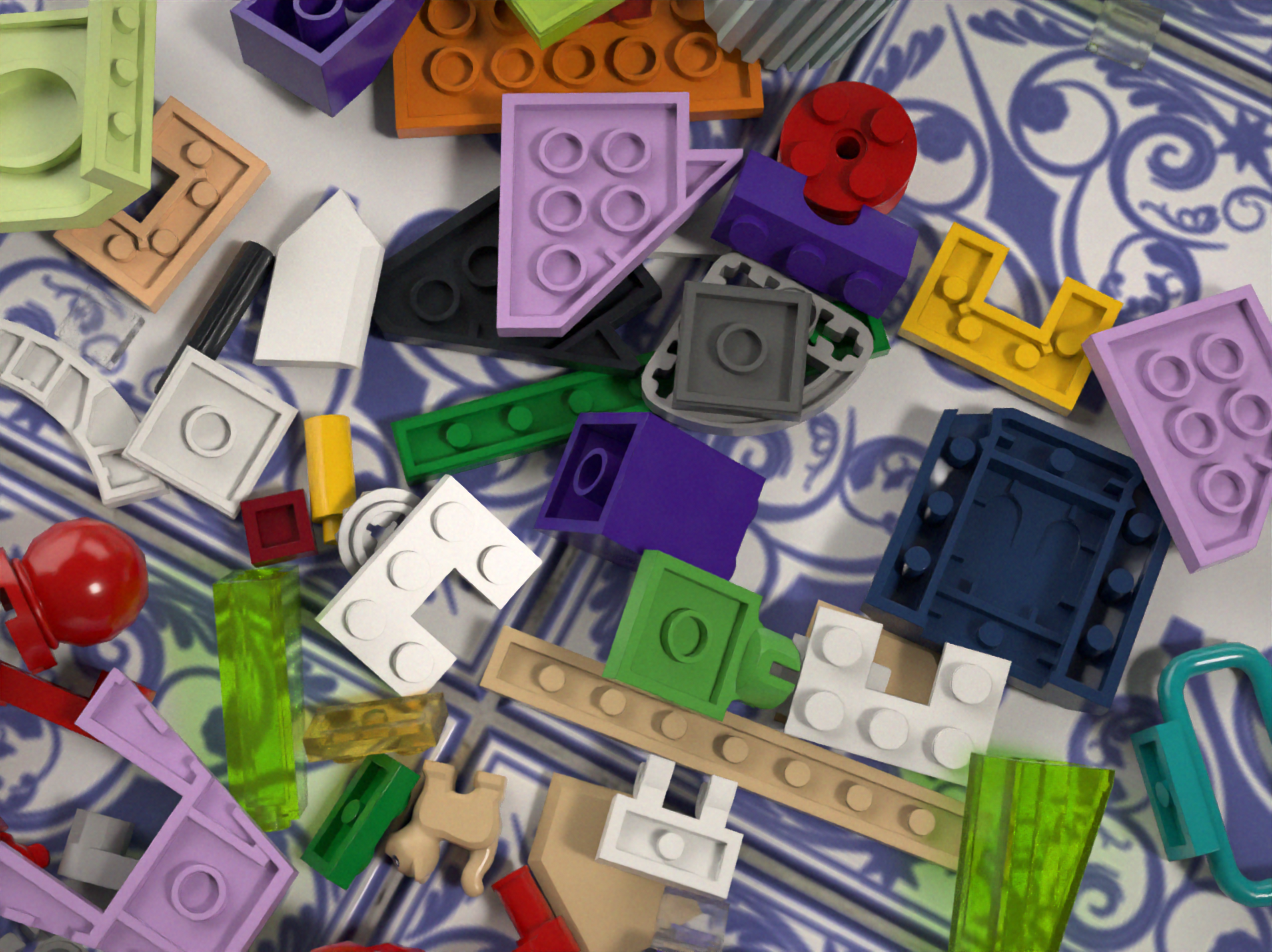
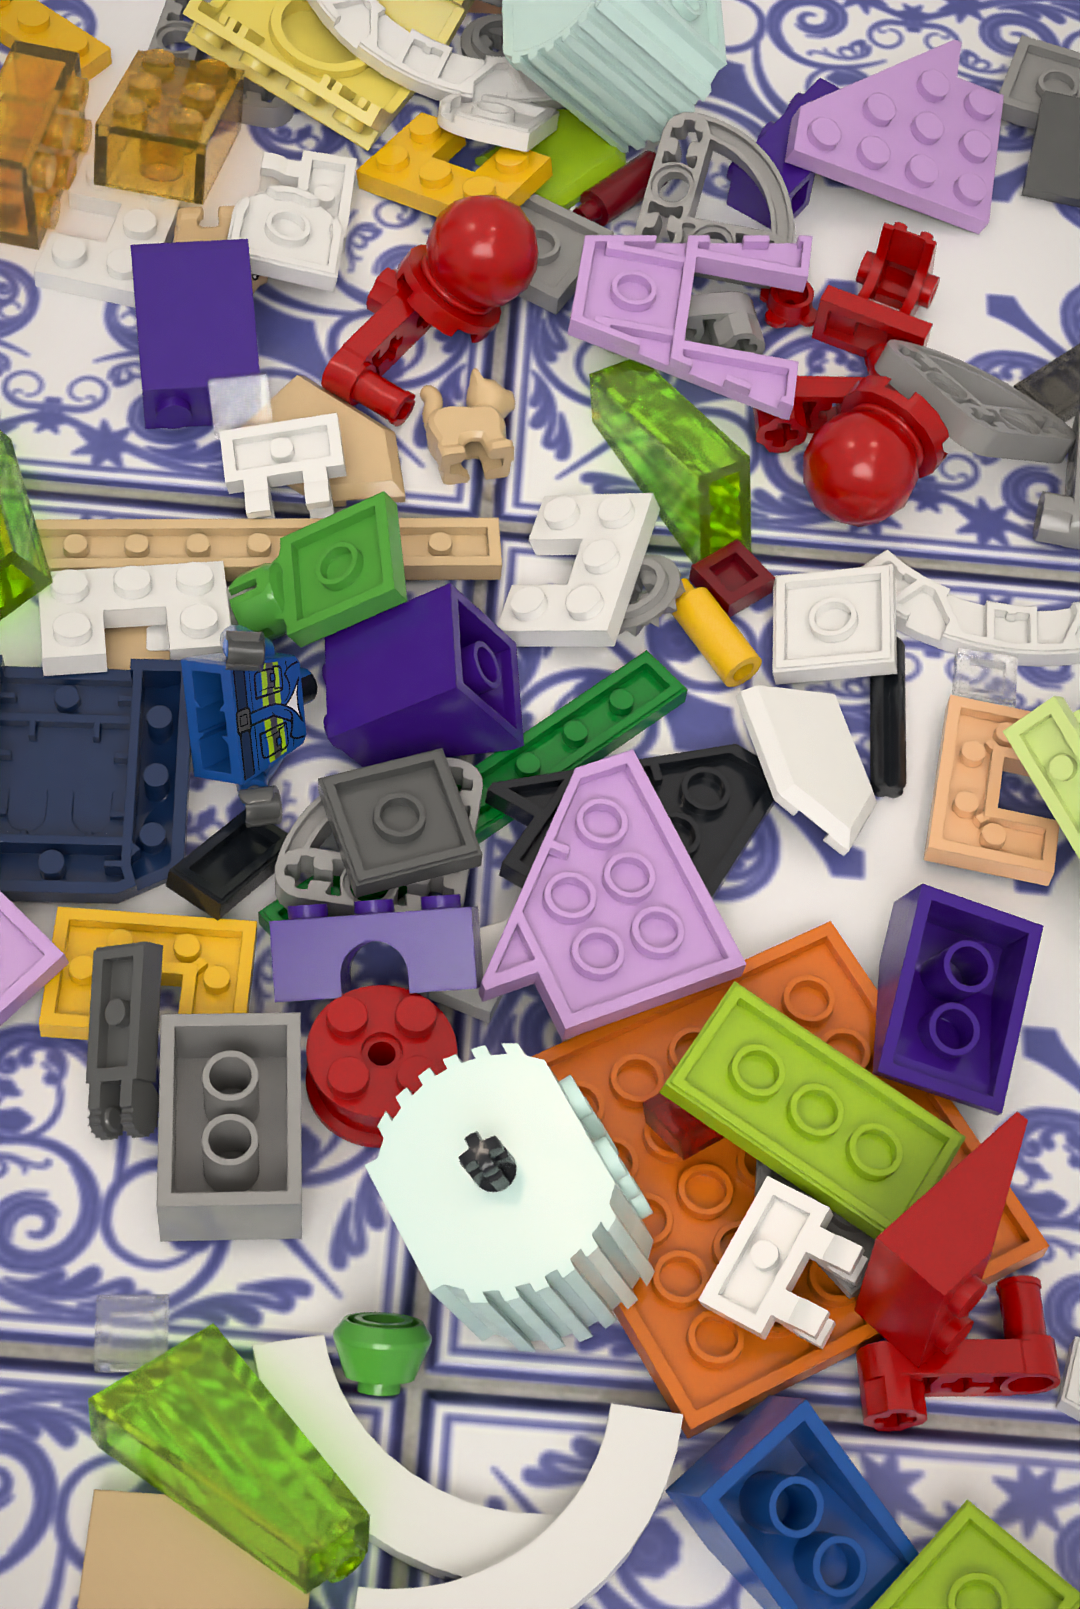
camera: 150 degrees right, 20 degrees down
(360, 818) = (543, 407): green plate -> none
(376, 727) = (565, 459): clear yellow plate -> none
(837, 524) = (246, 716): none -> torso
(897, 399) = (227, 866): none -> black tile
(998, 137) = (230, 1127): none -> light grey brick
(1059, 248) = (124, 1040): none -> dark grey hinge

